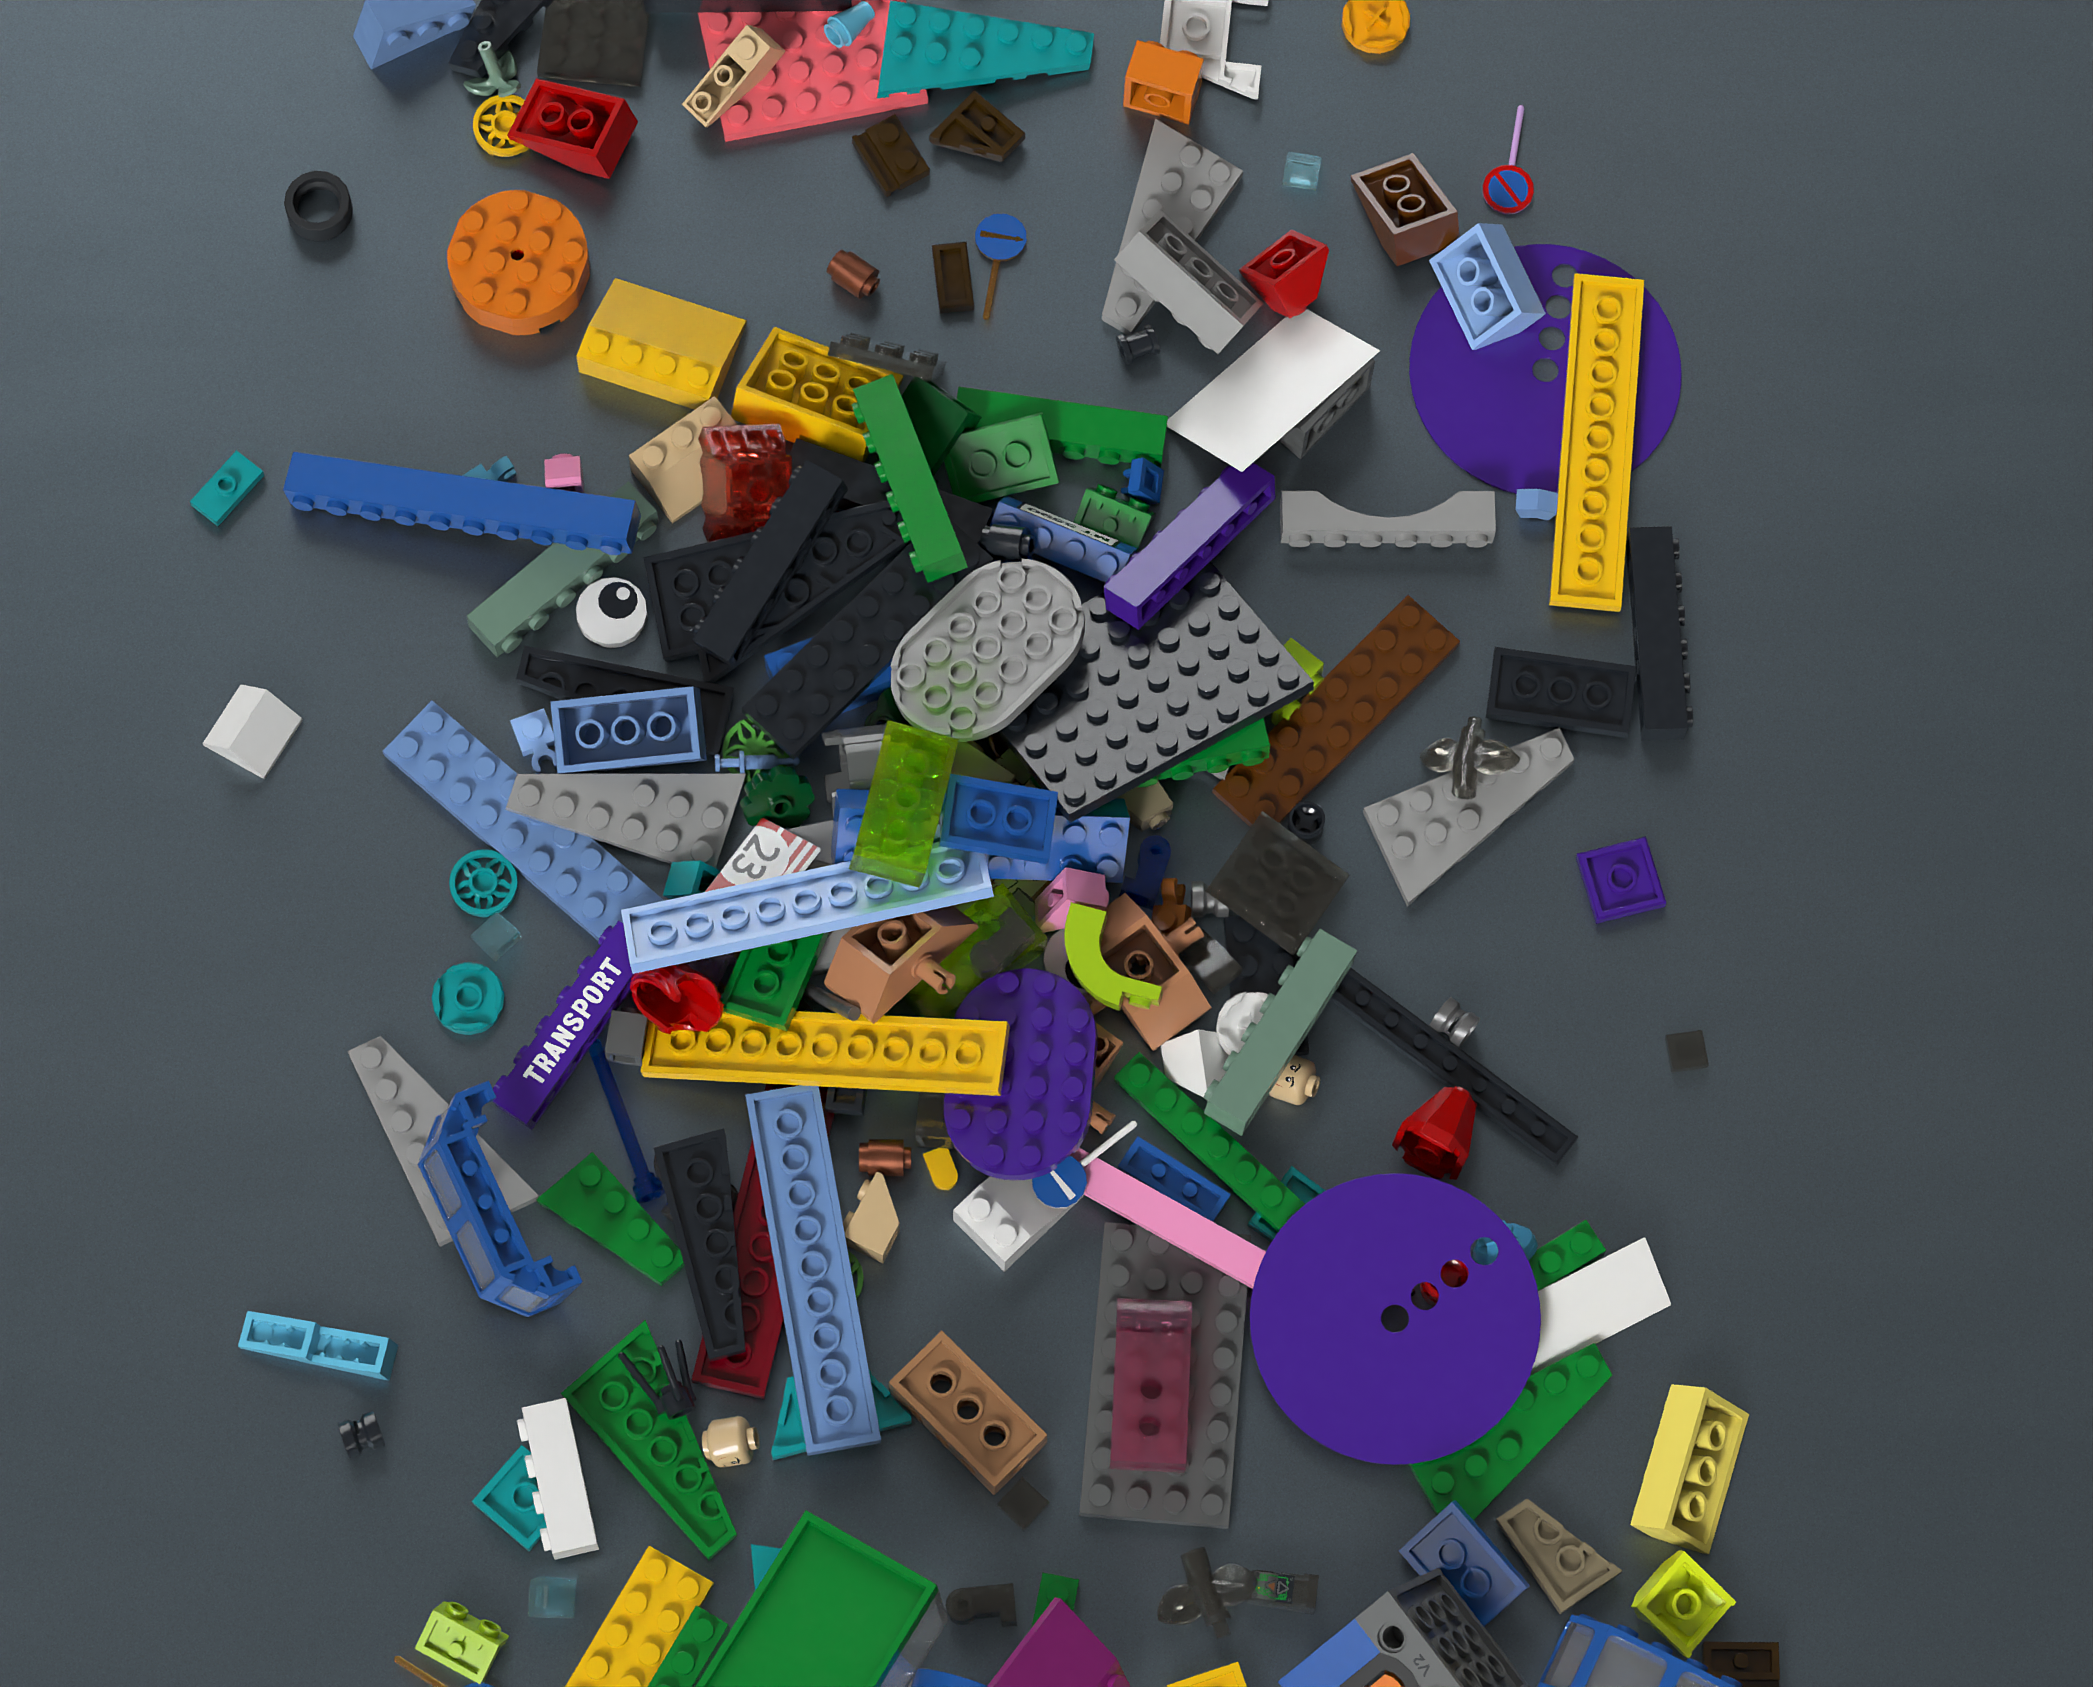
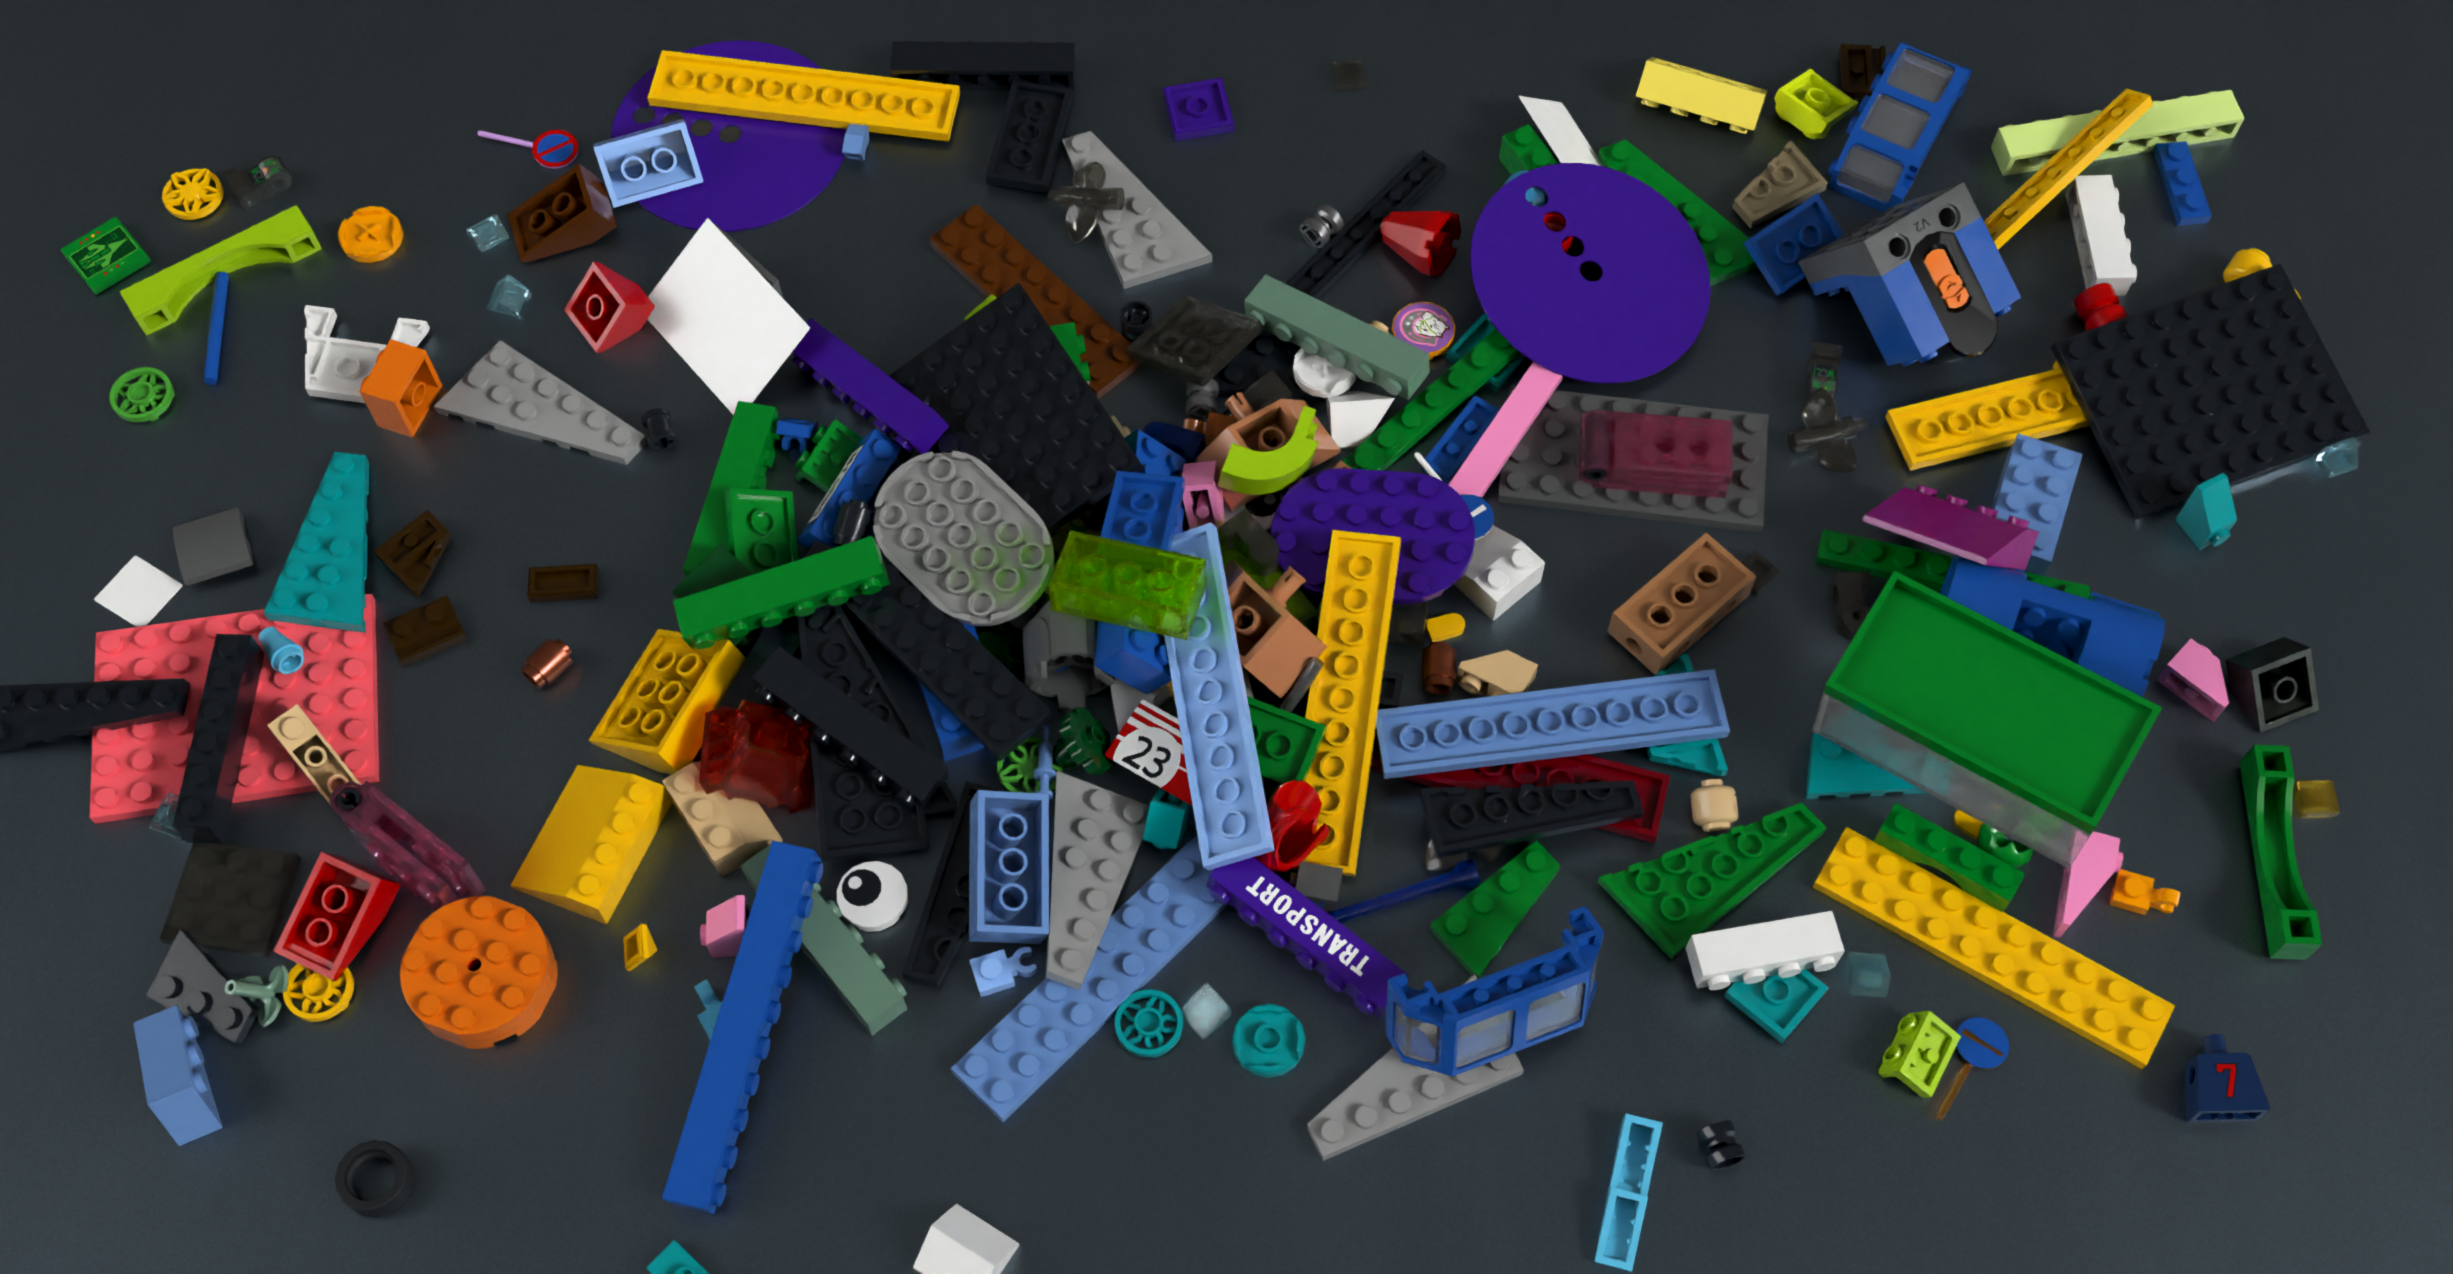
camera: 85 degrees left, 10 degrees down
(550, 403) = (638, 947): none -> yellow slope
(637, 175) = (382, 824): none -> clear pink hinge
(676, 1398) = (1679, 845): black plant -> none
(887, 356) = (646, 621): clear smoke plate -> none
(999, 239) = (533, 540): blue piece -> none
(1188, 281) = (608, 380): light grey slope -> none
(1314, 518) = (849, 299): light grey arch -> none
(1322, 1140) = (1425, 327): none -> tile
(1386, 136) = (488, 232): none -> clear light blue slope

